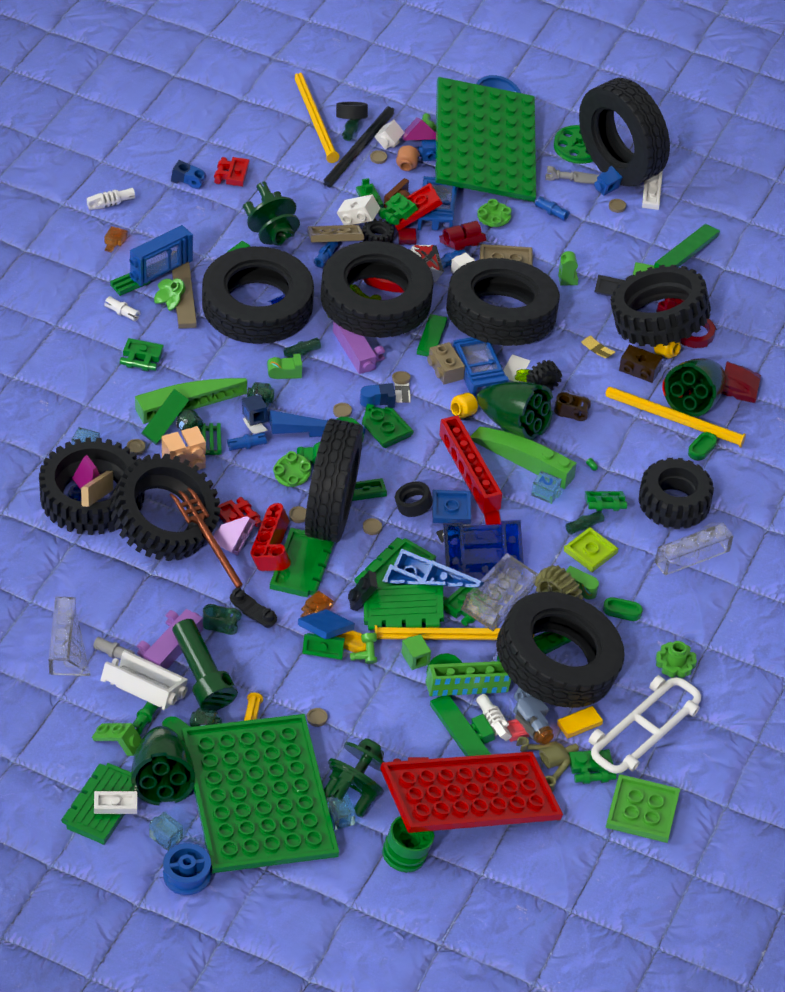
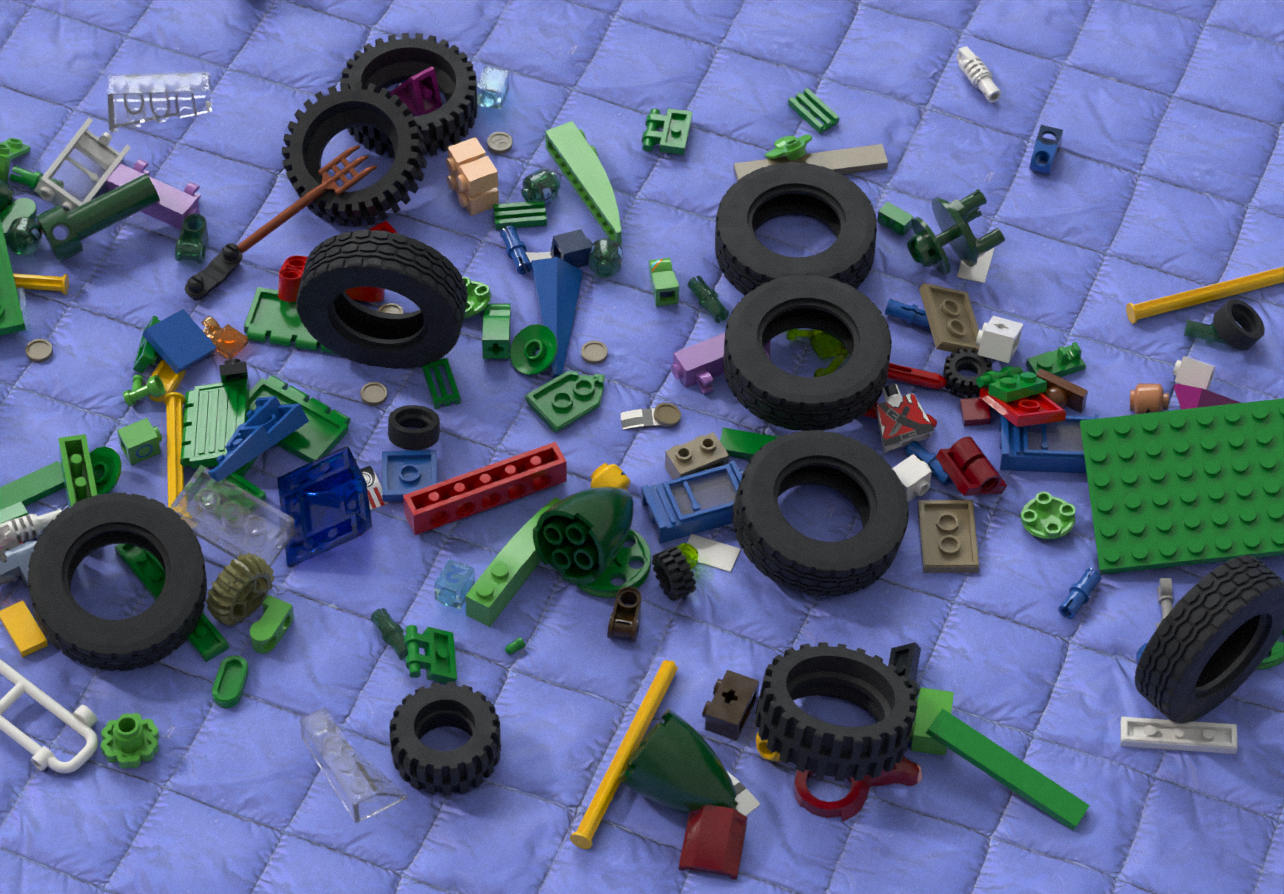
camera: 90 degrees right, 5 degrees up
(97, 488) = (358, 70): tan tile -> none
(113, 650) = (143, 144): light grey pin -> none
(114, 237) = (900, 88): clear orange plate -> none
(122, 308) = (755, 105): white pin -> none
(161, 255) = (842, 119): blue door -> none
(165, 416) = (541, 155): green tile -> none
(234, 534) = (322, 230): lavender slope -> none
(237, 171) = (1070, 200): red plate -> none
(358, 146) = (1170, 345): black axle -> none
(378, 157) = (1154, 372): dark tan piece -> none
(378, 395) = (622, 390): leg -> none
(492, 518) = (395, 527): red sticker -> none
(567, 269) = (923, 607): bright green leg -> none
(590, 549) = (343, 644): lime tile -> none
(596, 347) = (776, 648): clear yellow sticker -> none
(617, 205) = (1114, 685): dark tan piece -> none
(702, 446) = (567, 789): green tile -> none

